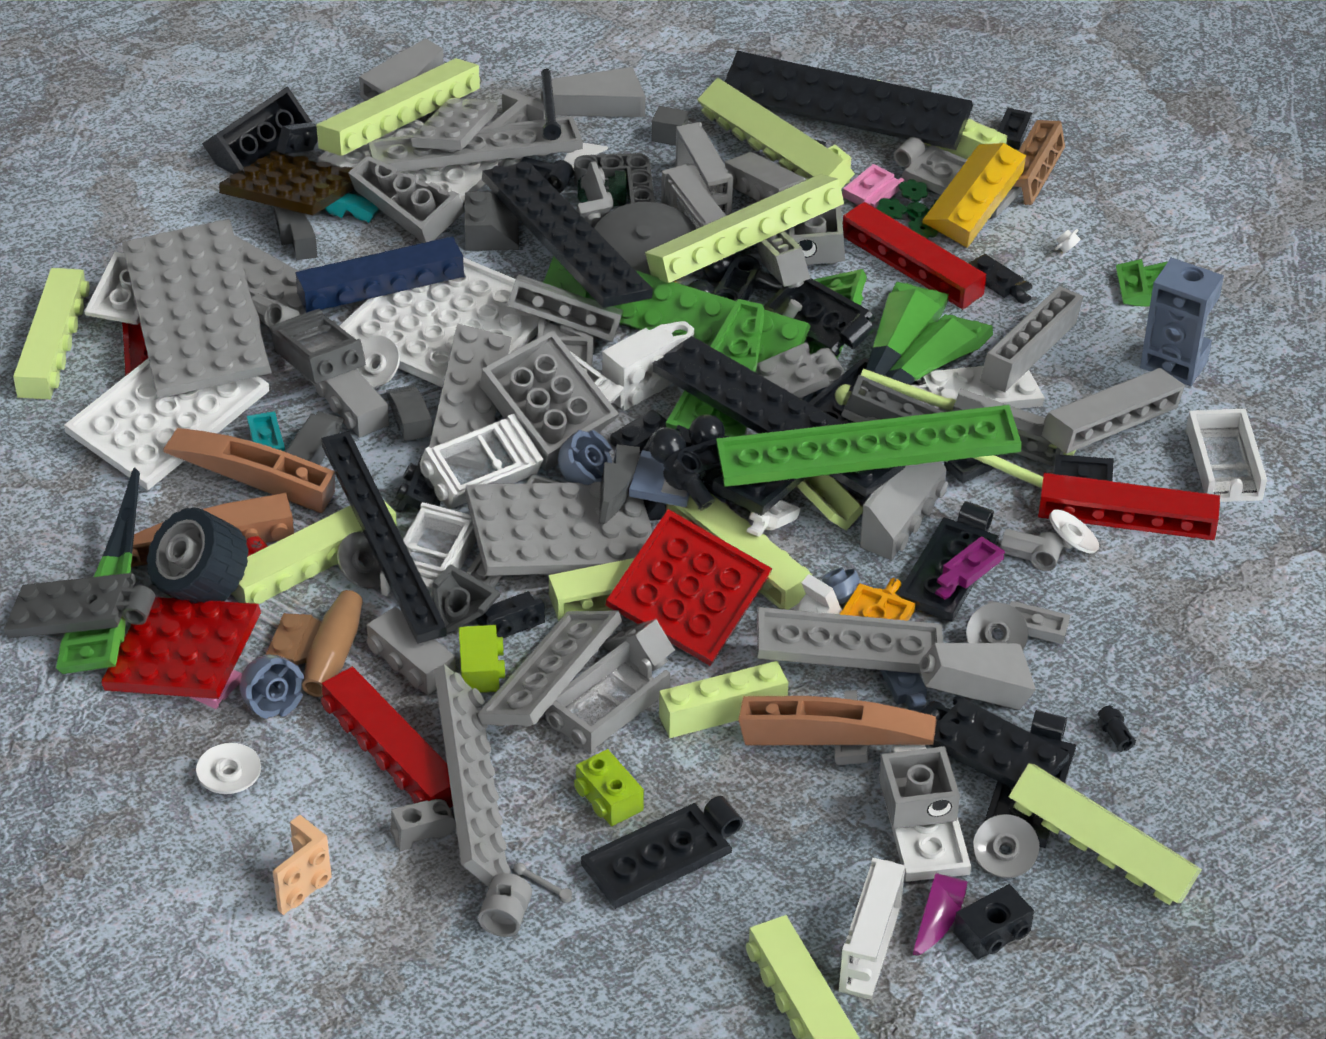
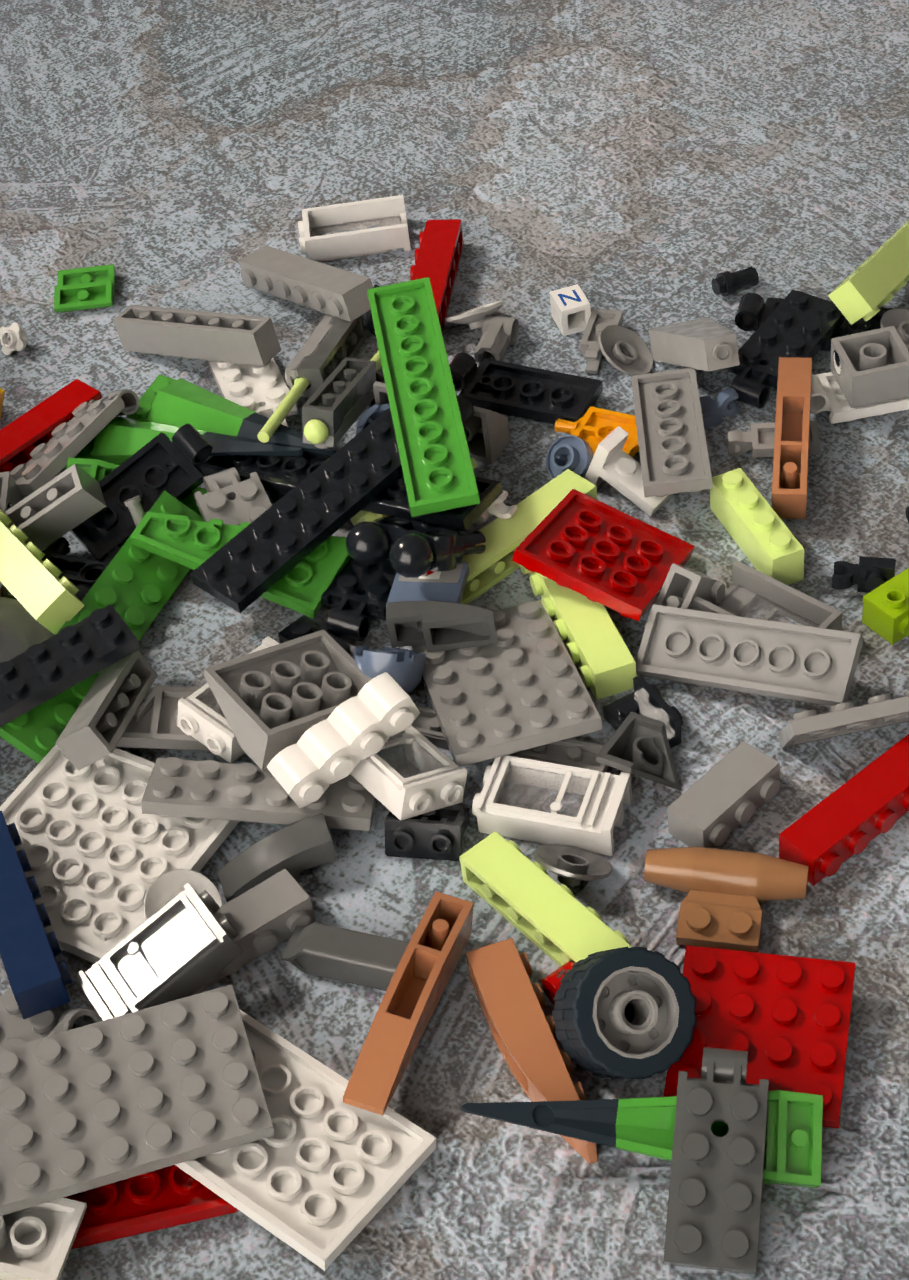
camera: 85 degrees left, 0 degrees up
(265, 430) = (333, 1011): teal plate -> none
(271, 686) = (817, 922): sand blue cylinder -> none
(384, 538) = (548, 827): black plate -> none
(477, 413) = (347, 736): none -> white brick
(480, 657) = (728, 722): lime brick -> none
(632, 359) = (211, 621): white brick -> none
(649, 771) = (868, 574): none -> black plate
(941, 293) = (71, 438): none -> light grey hinge
(969, 566) = (543, 364): magenta plate -> none
(1002, 279) = (84, 373): black plate -> none
(1074, 598) = (570, 309): none -> white brick
(1178, 319) = (199, 196): sand blue plate -> none

